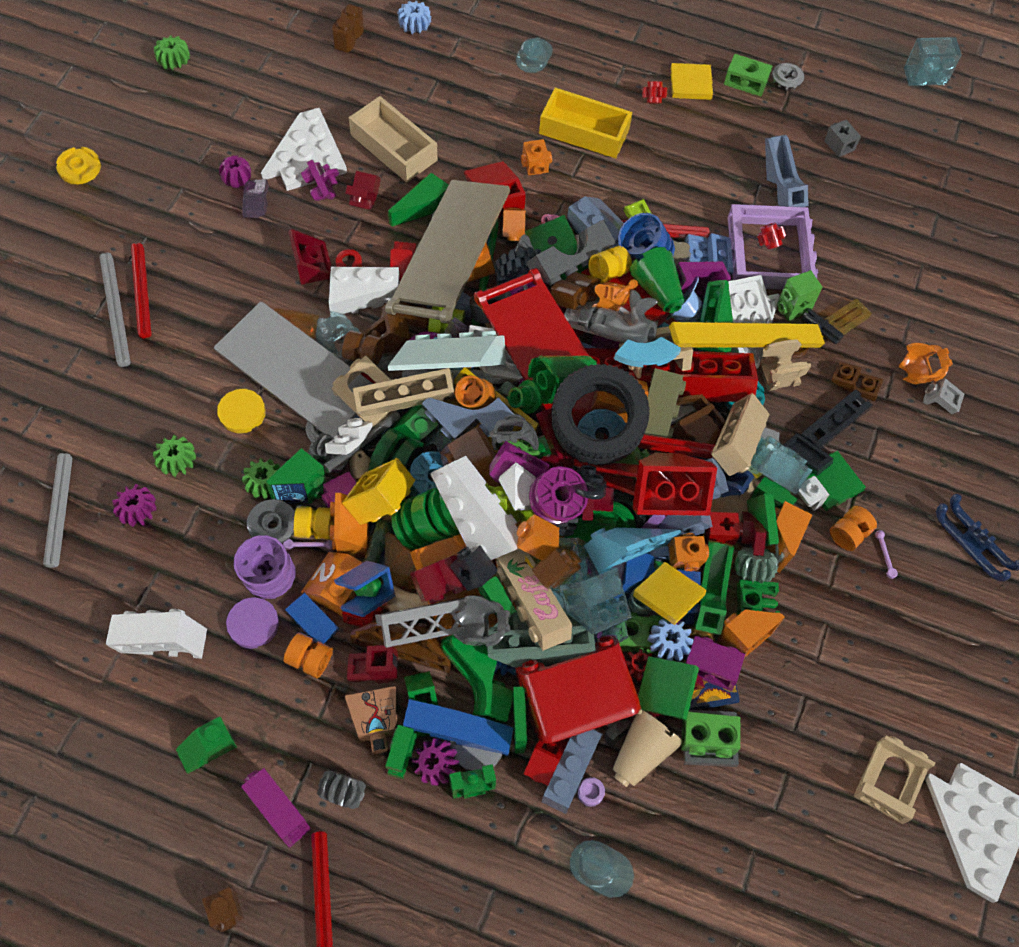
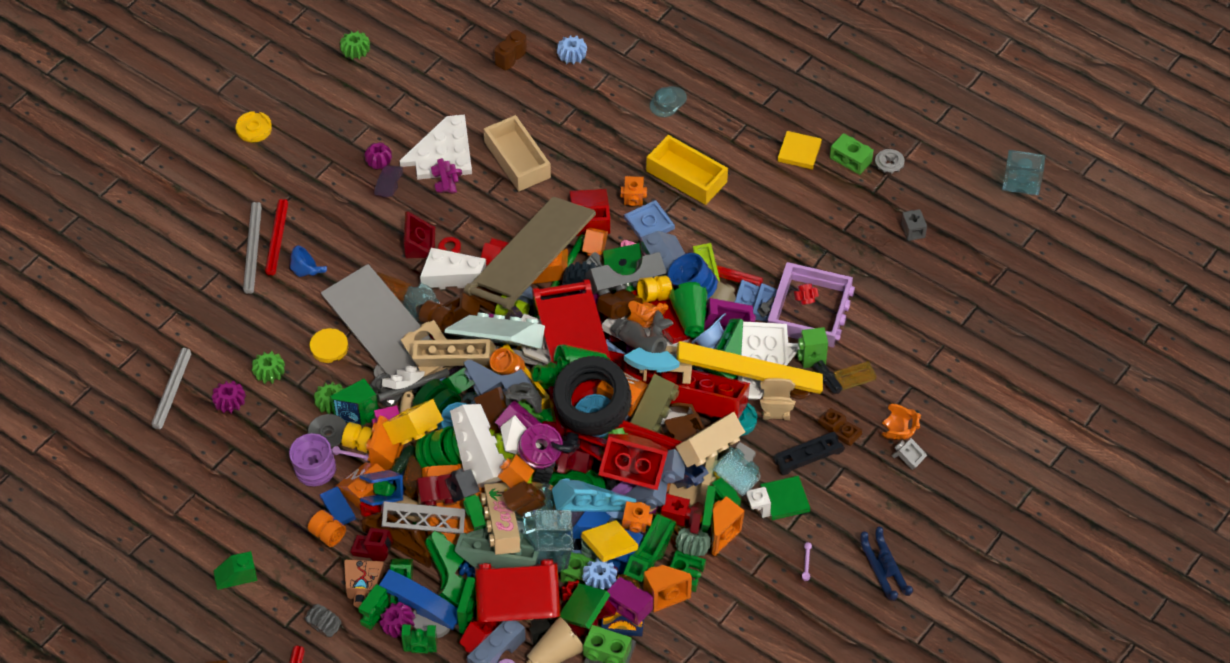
camera: 20 degrees right, 10 degrees down
(156, 632) = (222, 488): white wedge -> none
(182, 316) = (303, 263): none -> blue hat
(252, 622) = (293, 499): medium lavender tile -> none
(275, 807) = (273, 620): magenta window -> none
(364, 190) = (480, 191): dark red brick -> none
(419, 201) = (521, 209): green slope -> none
(475, 622) = (454, 521): dark grey helmet -> none
(561, 188) = (649, 220): none -> medium blue tile
(654, 92) = (759, 154): red gear -> none
(728, 262) = (764, 310): none -> dark grey hand
(783, 172) = (845, 244): sand blue arch -> none
(816, 458) = (772, 473): black tile -> none
(853, 528) = (786, 533): orange wheel -> none

